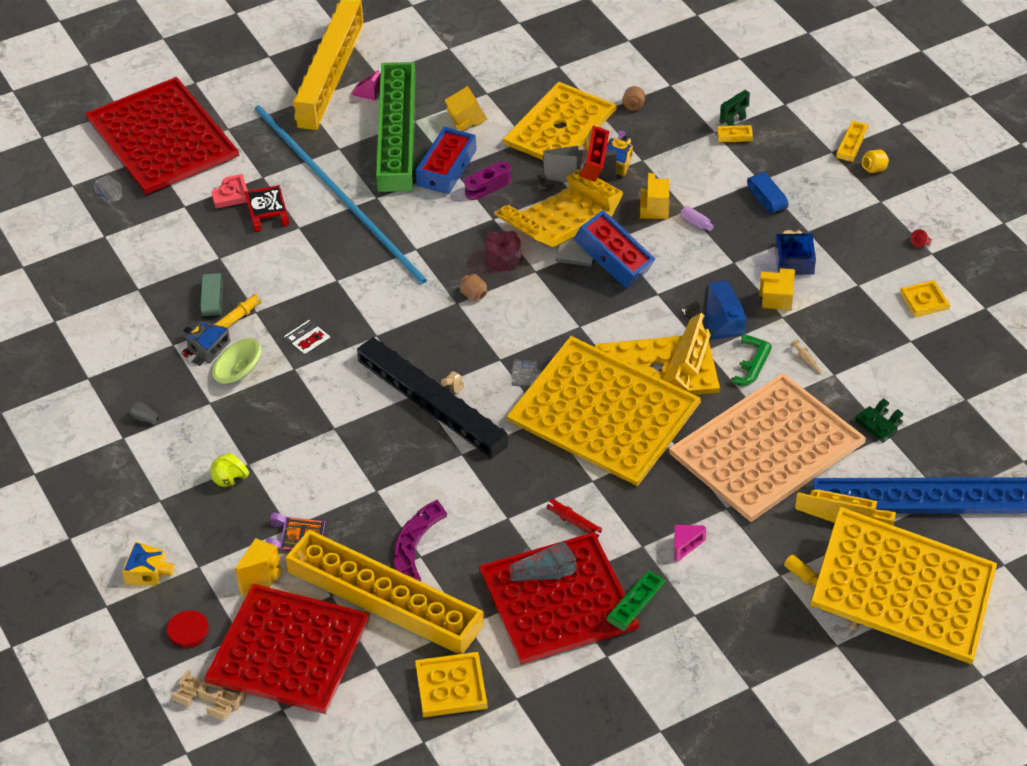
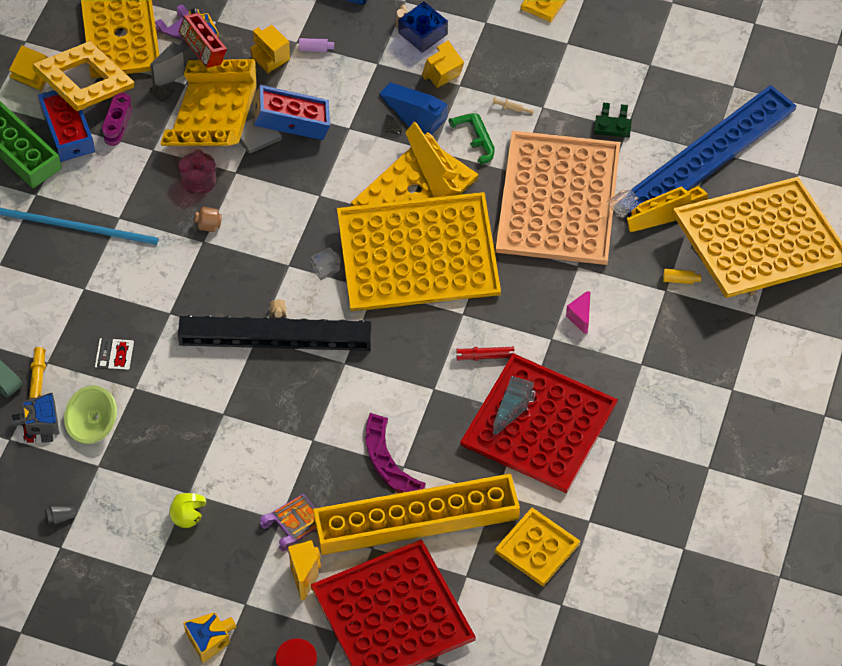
camera: 45 degrees left, 10 degrees up
(516, 133) = (52, 73): none -> yellow plate
(635, 600) = (599, 383): green plate -> none
(809, 479) = (623, 202): none -> clear brick

